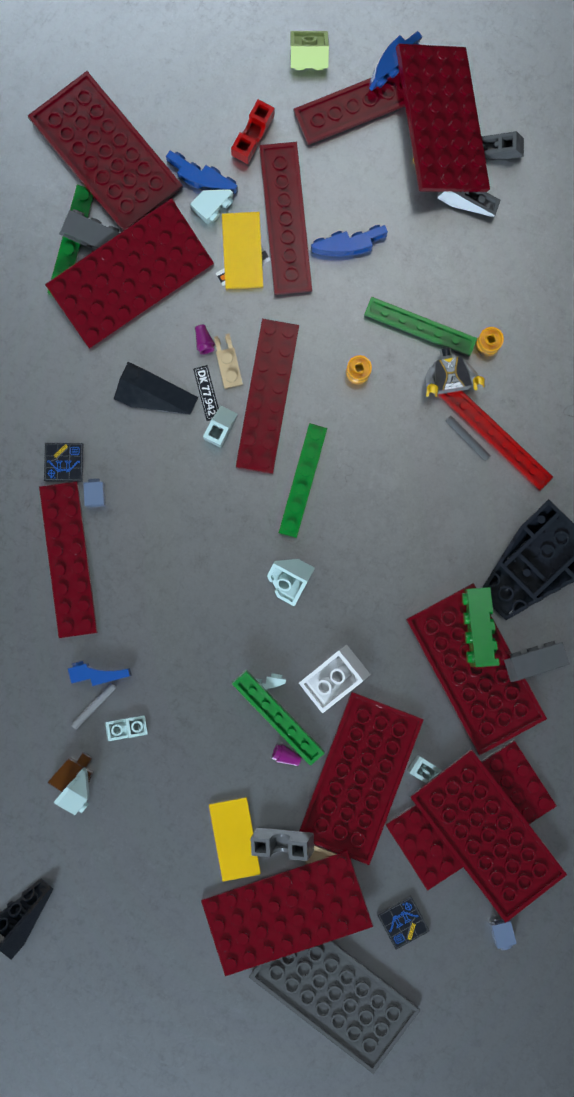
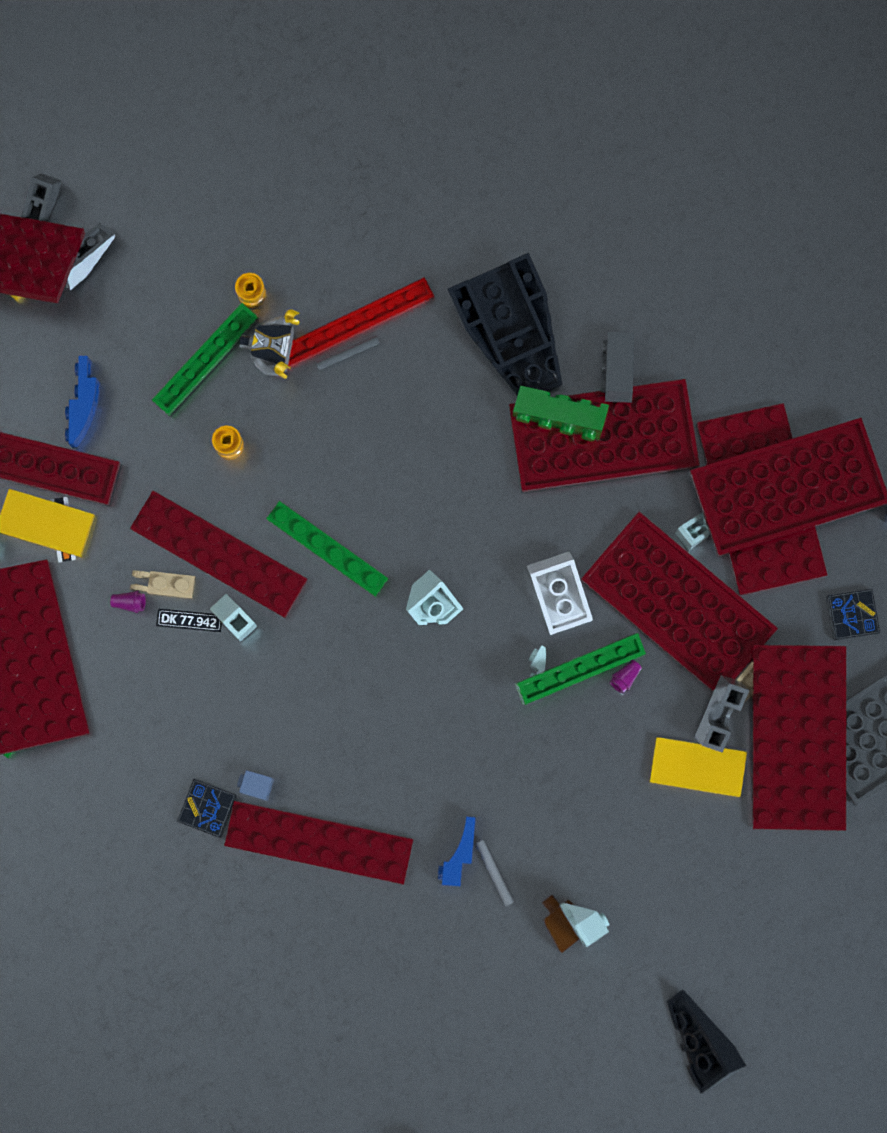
camera: 60 degrees left, 5 degrees down
(126, 728) = (532, 844): light aqua slope -> none
(148, 391) = (162, 684): black wedge -> none

